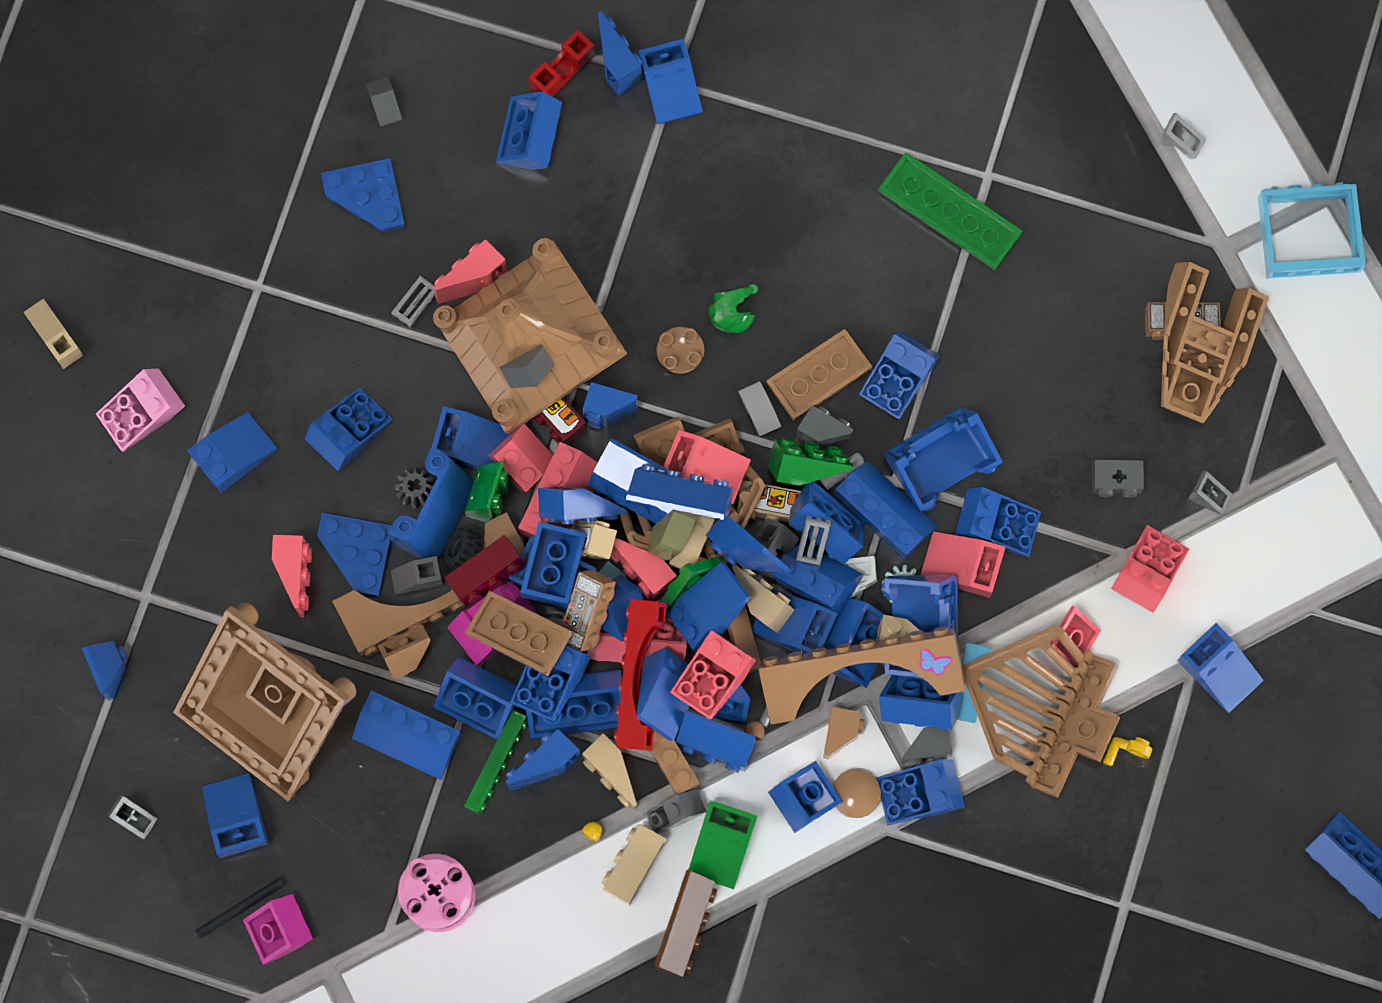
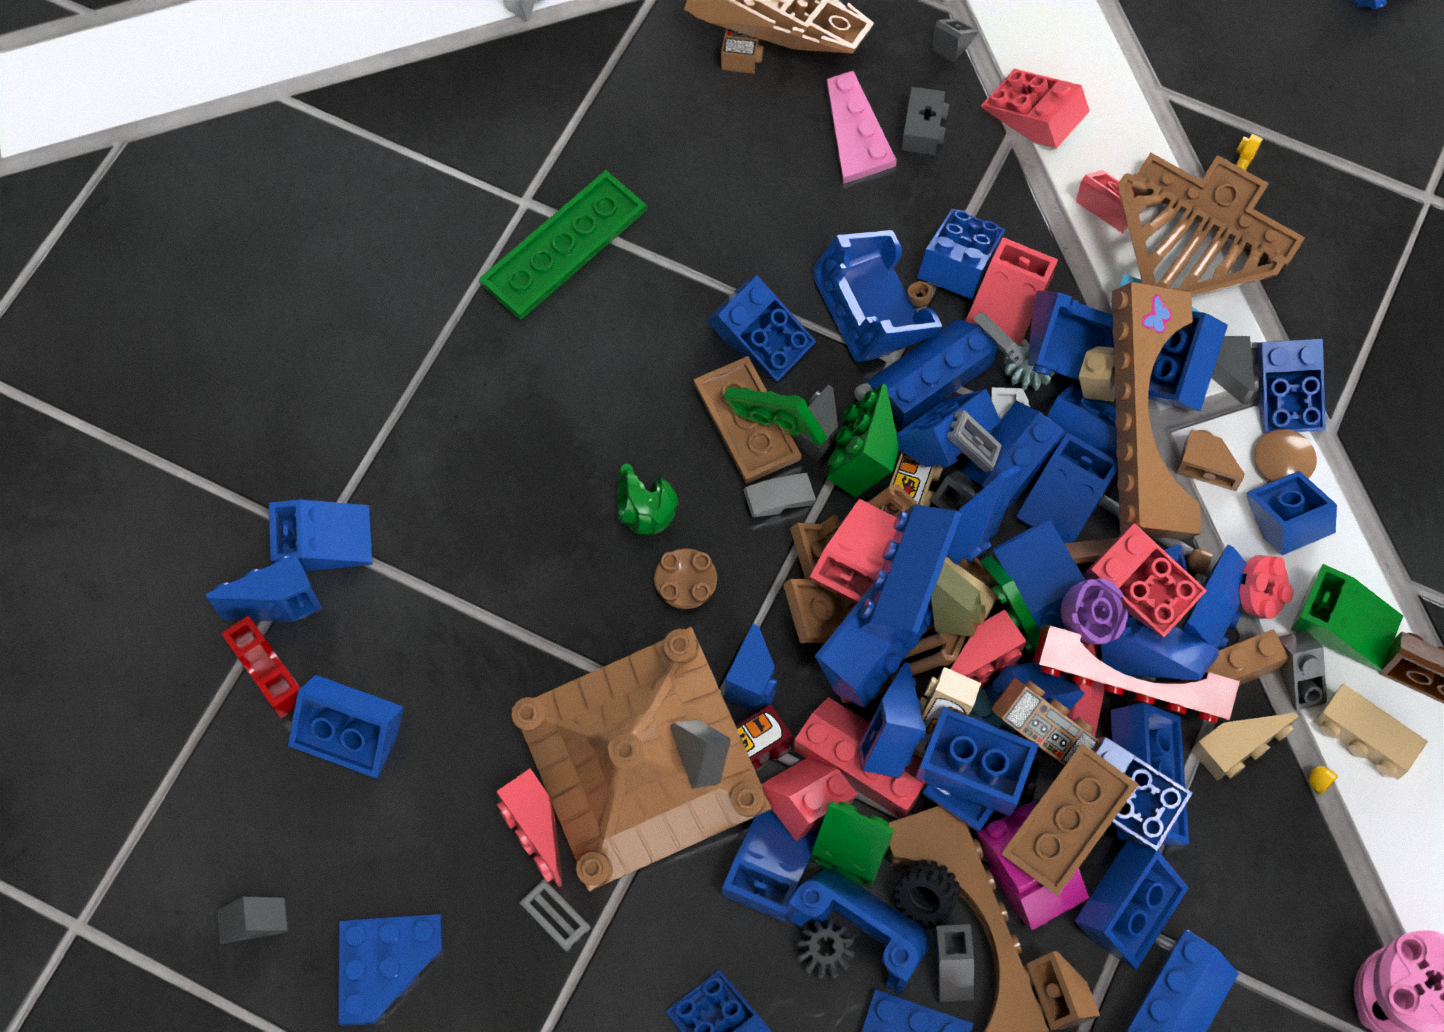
camera: 80 degrees left, 10 degrees down
(485, 571) = (971, 857): dark red brick -> none
(496, 762) = (1226, 896): green piece -> none
(549, 760) = (1233, 820): blue slope -> none
(677, 636) = (1094, 611): none -> medium lavender cylinder
(730, 787) = (1265, 587): none -> coral plate
(763, 604) = (1050, 503): tan slope -> none
(819, 384) = (768, 408): none -> green wing
(913, 554) = (1002, 340): none -> light grey tile
(951, 488) = (926, 294): none -> medium nougat hinge
(1100, 426) = (858, 135): none -> bright pink wing
(1220, 668) = (1157, 56): slope -> none

